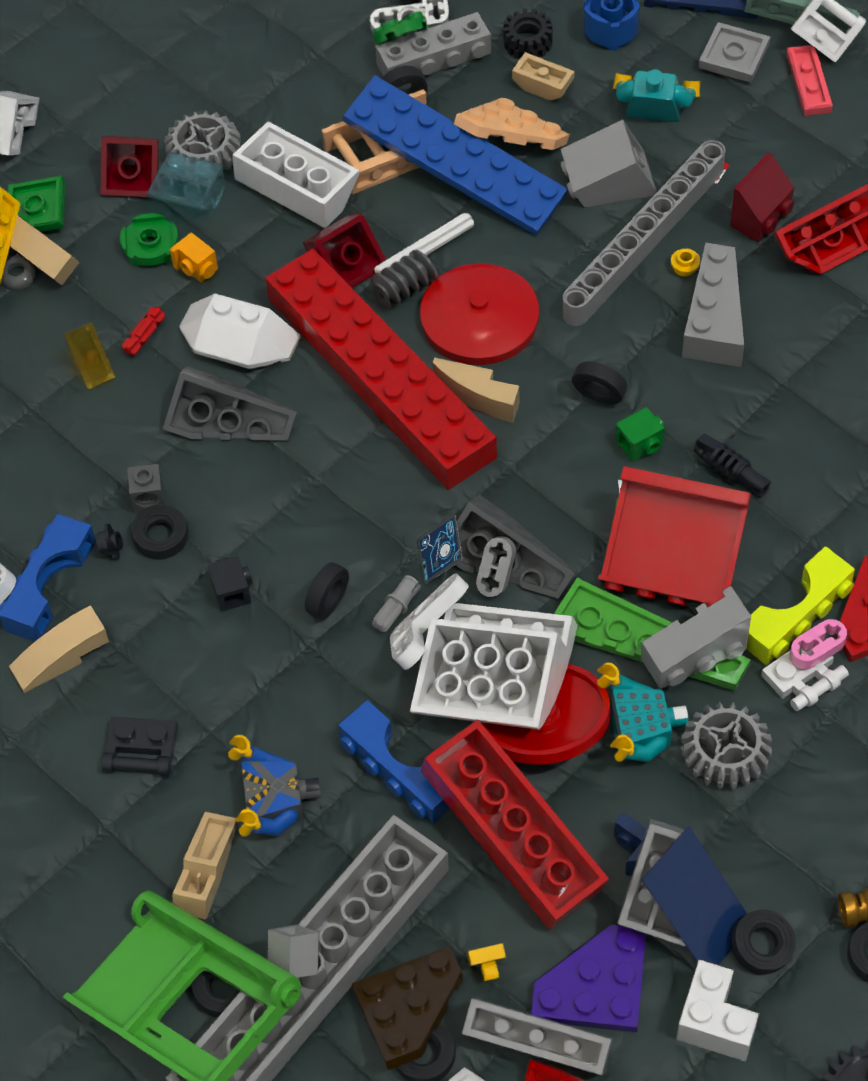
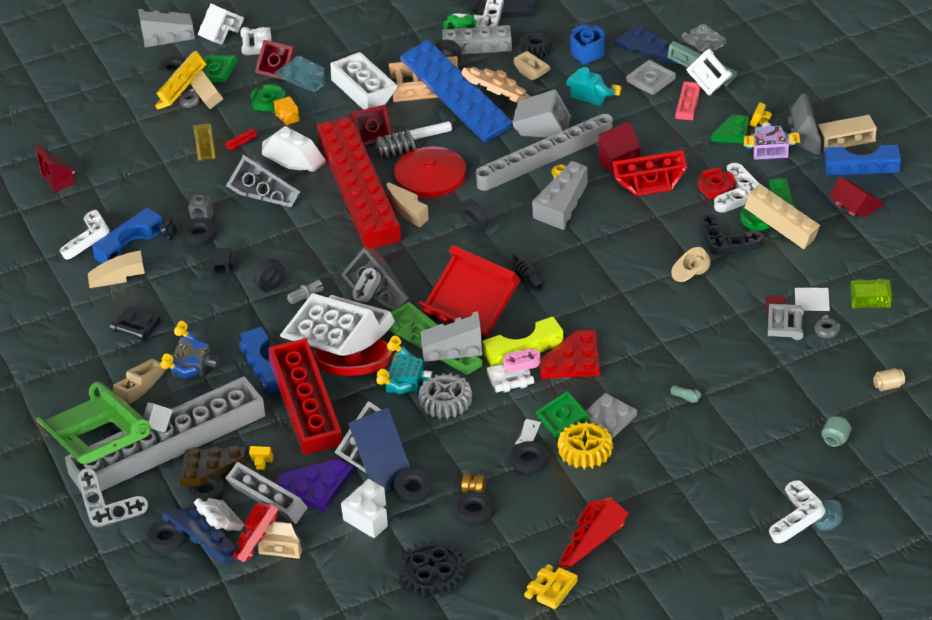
camera: 20 degrees right, 15 degrees down
(83, 129) = (259, 35): none -> white plate
(204, 138) = (322, 54): light grey gear -> none
(407, 637) = (293, 306): white beam -> none
(439, 549) = (341, 271): sticker -> none
(640, 434) = (484, 244): green brick -> none

